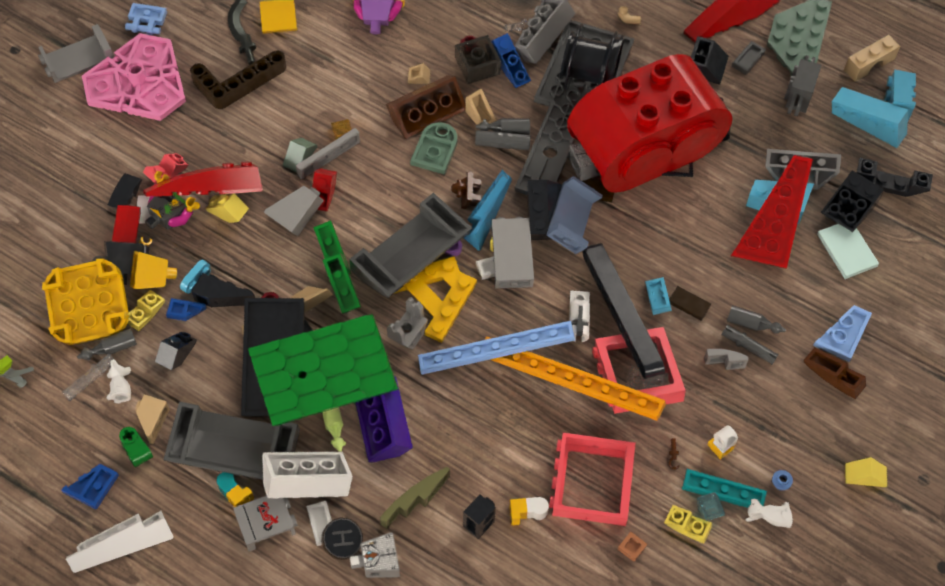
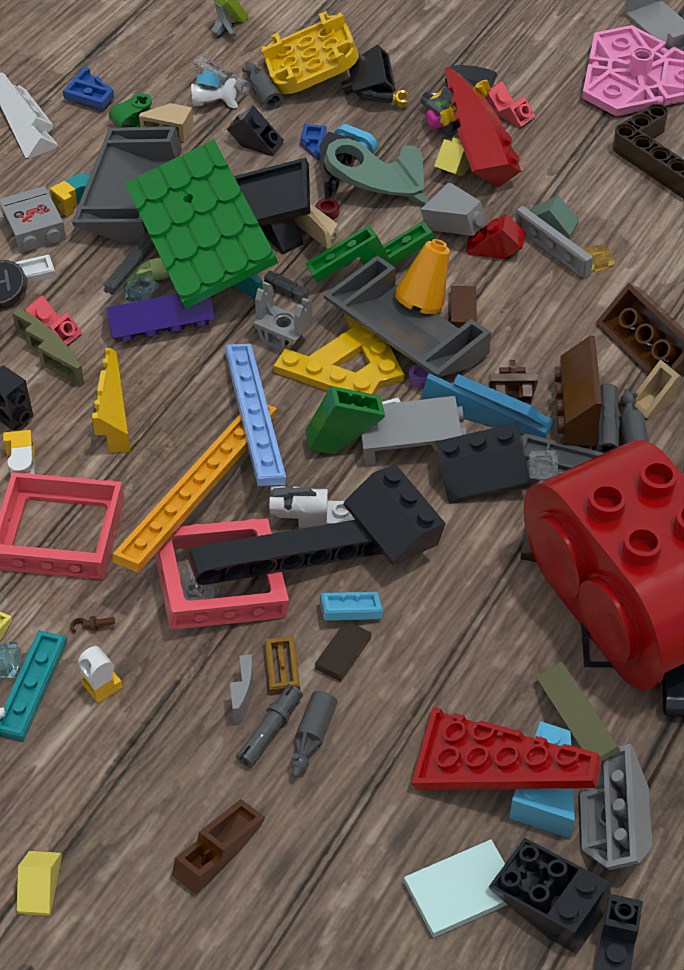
camera: 90 degrees right, 10 degrees down
(105, 383) = (209, 79): none -> medium azure plate
(126, 224) = (419, 79): red piece -> none
(145, 310) = (311, 110): light yellow slope -> none
(150, 271) = (354, 96): yellow torso -> none
(249, 260) = (399, 178): none -> sand green animal
(305, 474) = (78, 236): white slope -> none
(335, 434) = (129, 265): none -> dark grey axle
(357, 431) = (139, 288): none -> clear light blue slope
(376, 231) = (426, 279): none -> light orange cone
(386, 216) = (463, 305): none -> reddish brown tile
(387, 495) = (61, 324): none -> coral slope
(435, 150) = (567, 337): sand green tile -> none
(468, 450) = (109, 406): none -> yellow wedge
(488, 147) = (578, 394): none -> reddish brown slope
(513, 288) = (342, 418): none -> green slope
(545, 173) = (542, 464): none -> clear slope
(572, 214) = (476, 493): sand blue panel -> none
(602, 257) = (395, 515): none -> black slope
(702, 341) = (280, 686): none -> pearl gold tile
(738, 177) = (577, 711): none -> olive slope
(778, 483) = (41, 765): medium blue plate -> none
(845, 334) = (289, 867): light blue wing -> none

